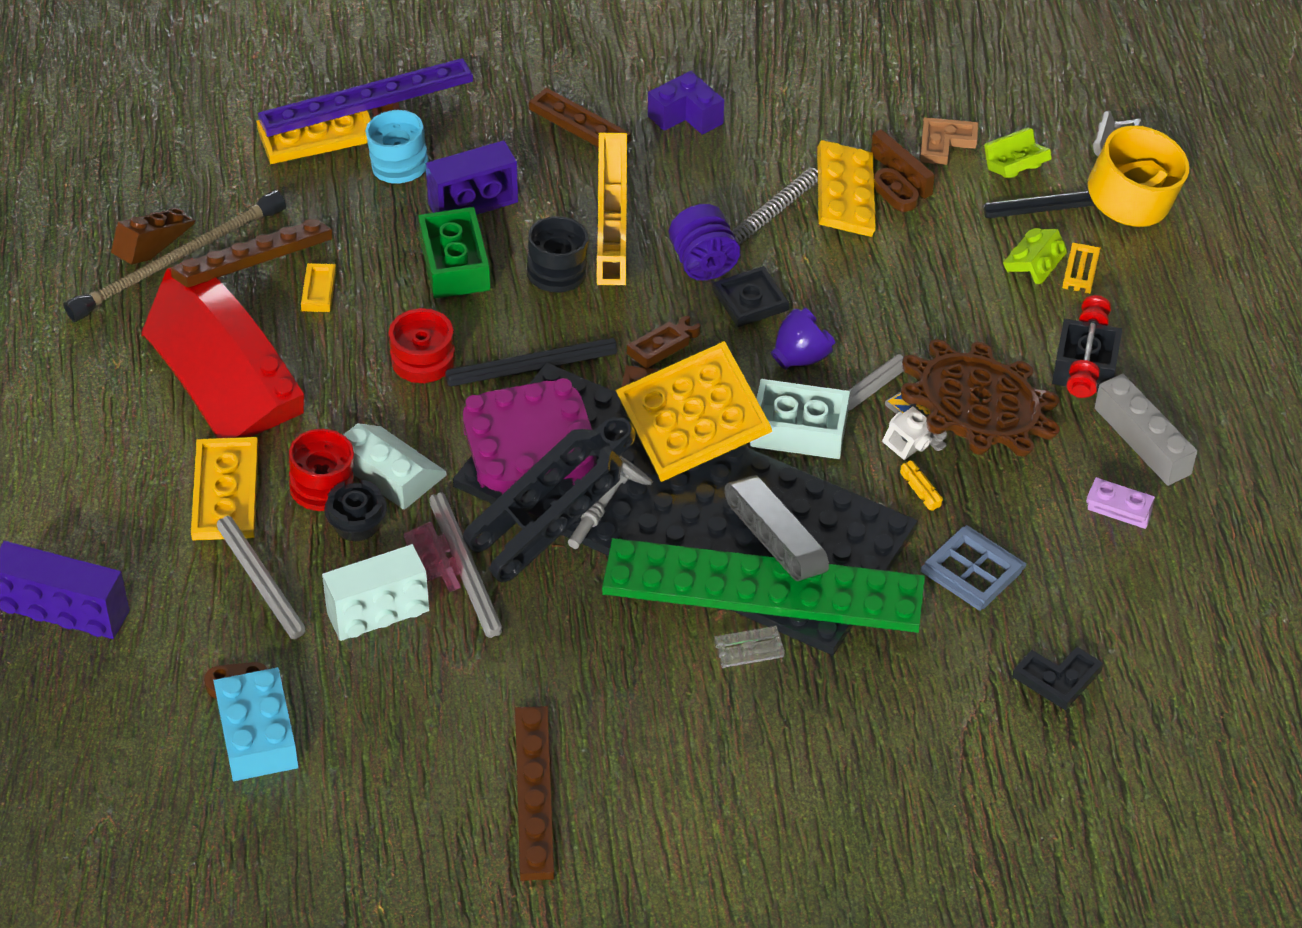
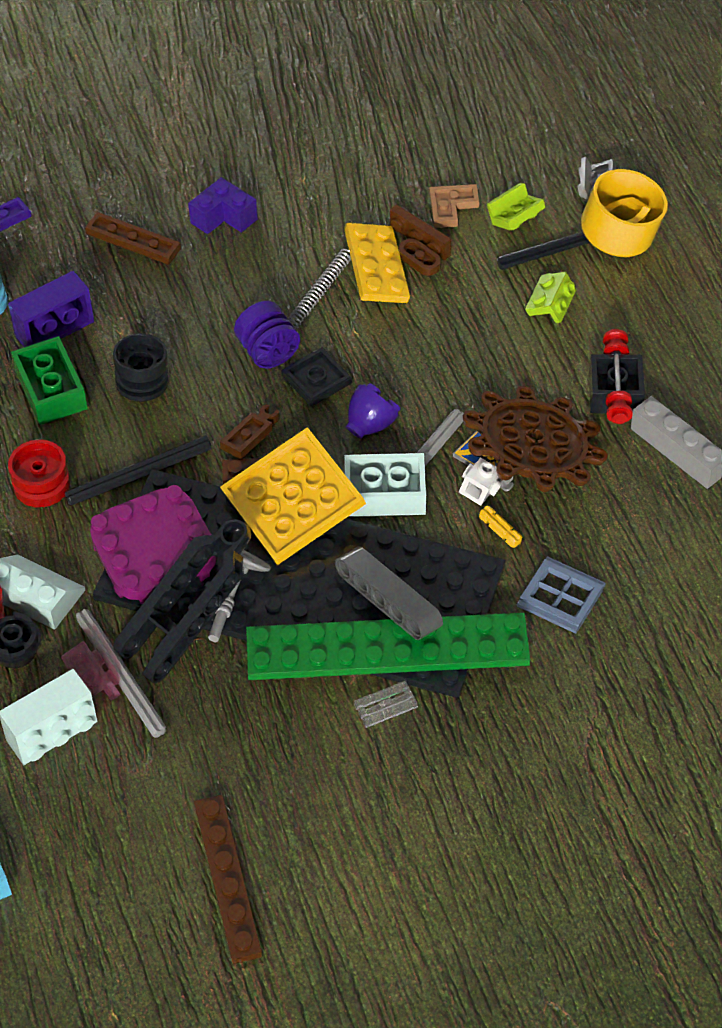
camera: 10 degrees left, 5 degrees up
(612, 209) = (181, 320): yellow arch -> none
(1058, 683) = (659, 688): black plate -> none
(1078, 282) = (591, 316): yellow tile -> none
(1120, 503) = (674, 513): lavender bracket -> none

